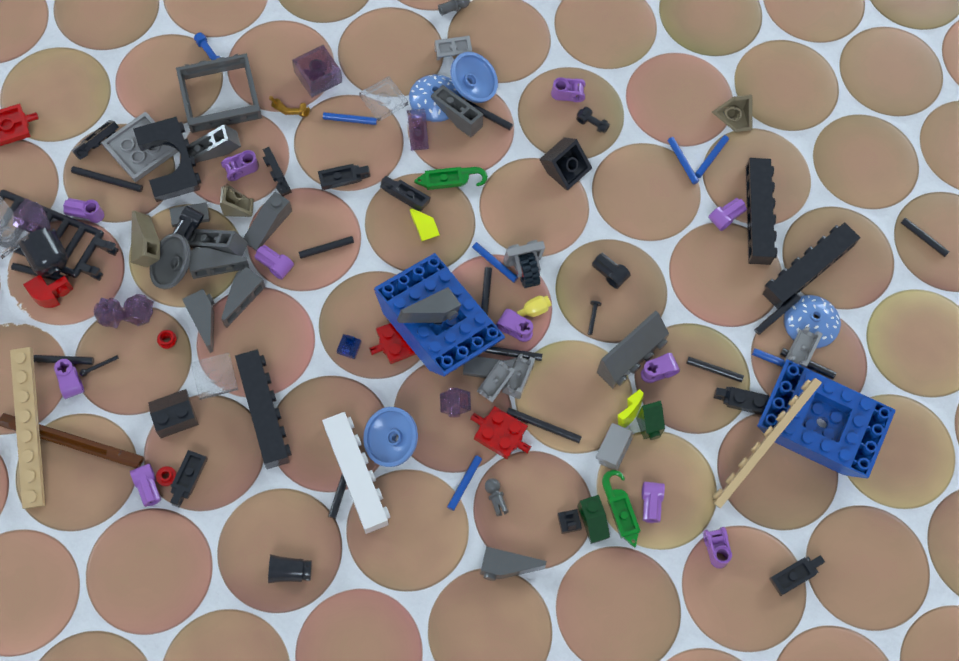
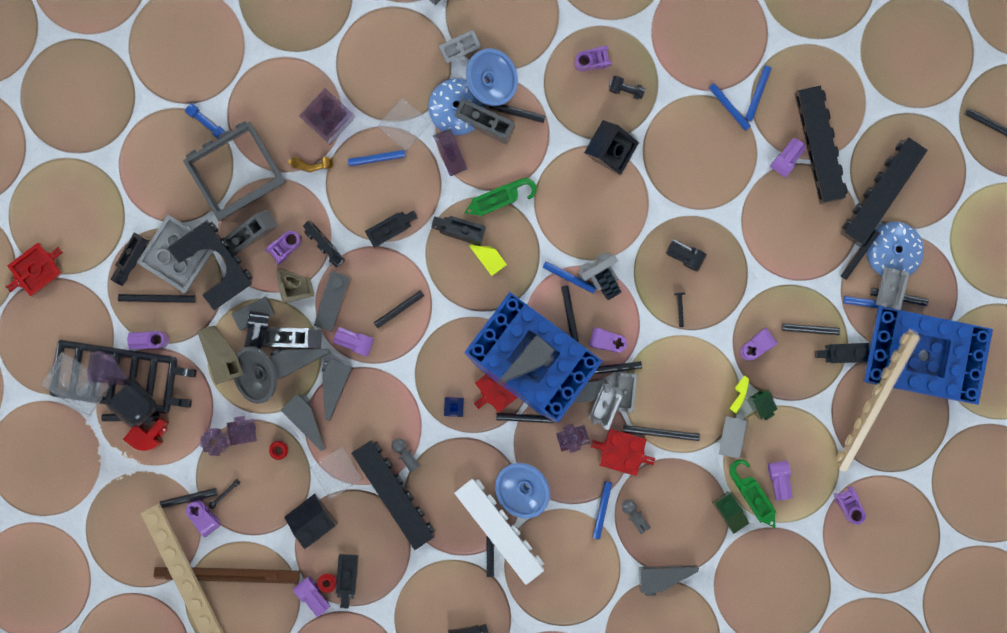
camera: 10 degrees left, 20 degrees up
(284, 367) = (399, 446): none -> dark grey pin
(414, 375) = (523, 418): none -> black bar
(535, 306) = (621, 314): light yellow plant -> none
(569, 521) = (708, 519): black tile -> none
(633, 350) = (729, 335): dark grey slope -> none
(736, 113) = (774, 37): dark tan slope -> none
(796, 574) = (927, 511): black hinge -> none

